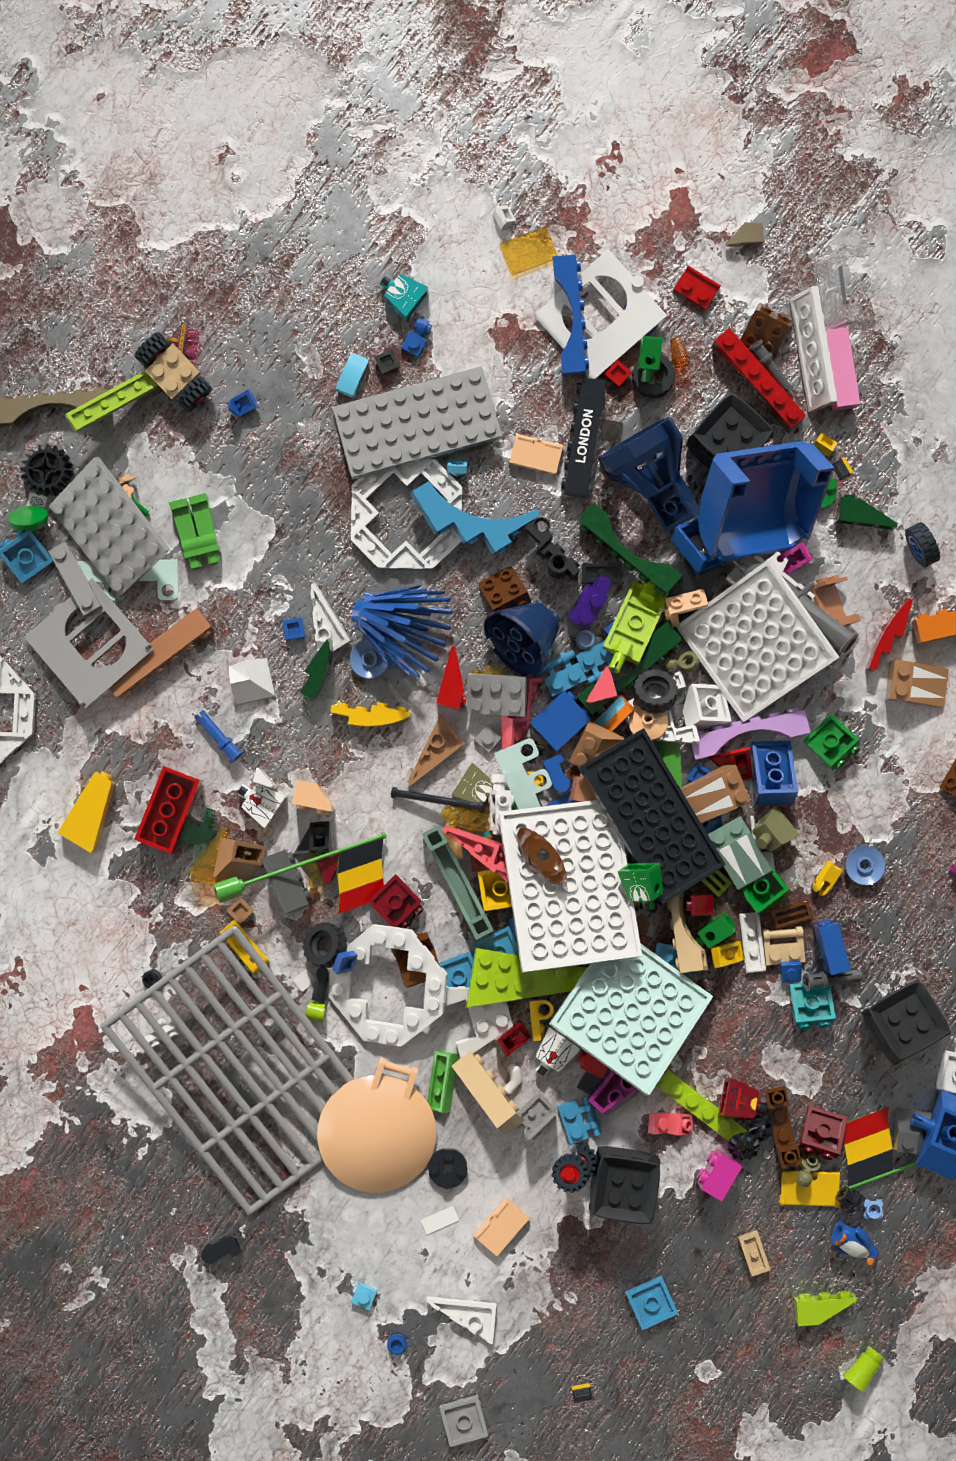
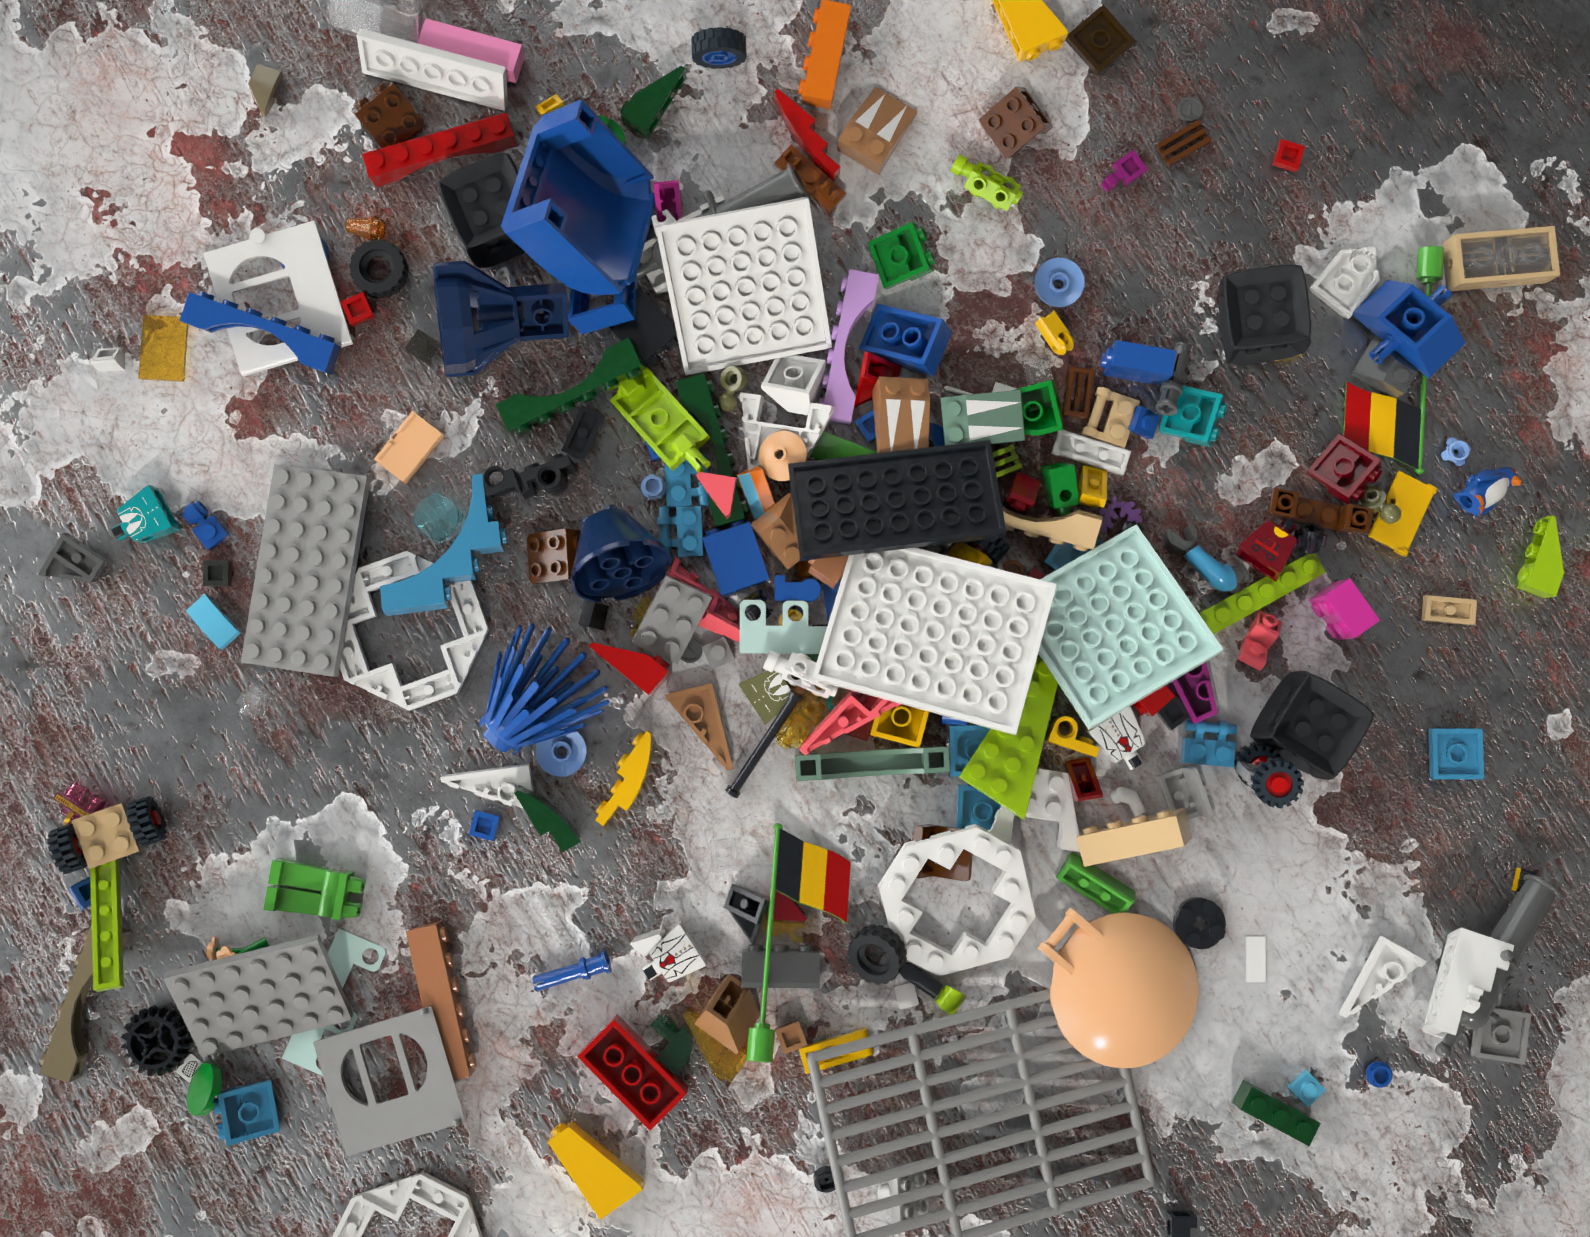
camera: 75 degrees left, 0 degrees up
(75, 579) = (305, 1063): light grey plate -> none
(124, 372) = (82, 893): none -> blue slope
(242, 403) = (186, 767): blue plate -> none
(251, 680) = (523, 903): white slope -> none
(313, 796) = (693, 891): light nougat slope -> none
(337, 1280) = (1276, 1113): none -> dark green arch
(344, 962) = (908, 940): blue plate -> none
(351, 259) = (73, 560): none -> dark grey wing
(396, 903) = (864, 846): dark red plate -> none
(457, 467) = (381, 546): medium azure plate -> none
(475, 638) = (593, 615): none -> black slope
(480, 720) = (692, 652): none -> dark grey piece
(495, 496) = (437, 517): none -> clear light blue piece
(501, 1226) = (1294, 890): light nougat piece -> none
(506, 1383) = (1479, 968): none -> piece
(530, 844) = (867, 657): reddish brown piece -> none
(584, 437) = (415, 382): black brick -> none
(590, 603) = (612, 461): dark purple hinge -> none
(642, 883) = (971, 545): green torso -> none
(649, 348) = (343, 256): green torso -> none
(650, 704) = (739, 419): black tyre -> none
(684, 603) = (663, 353): light nougat bracket -> none
(696, 288) = (299, 173): red plate -> none
(703, 1071) = (1217, 575): none -> piece
(722, 985) = (1125, 509): none -> medium lavender animal
(736, 1143) = (1315, 571): black gear -> none
(766, 360) = (418, 129): dark grey pin -> none
(773, 830) = (973, 368): olive torso -> none
(828, 599) = (733, 184): nougat panel -> none
(842, 468) = (591, 99): black sticker -> none
(850, 1201) = (1438, 472): black piece -> none
(859, 652) = (816, 182): none -> dark orange plate
(911, 784) = (989, 188): none -> lime brick

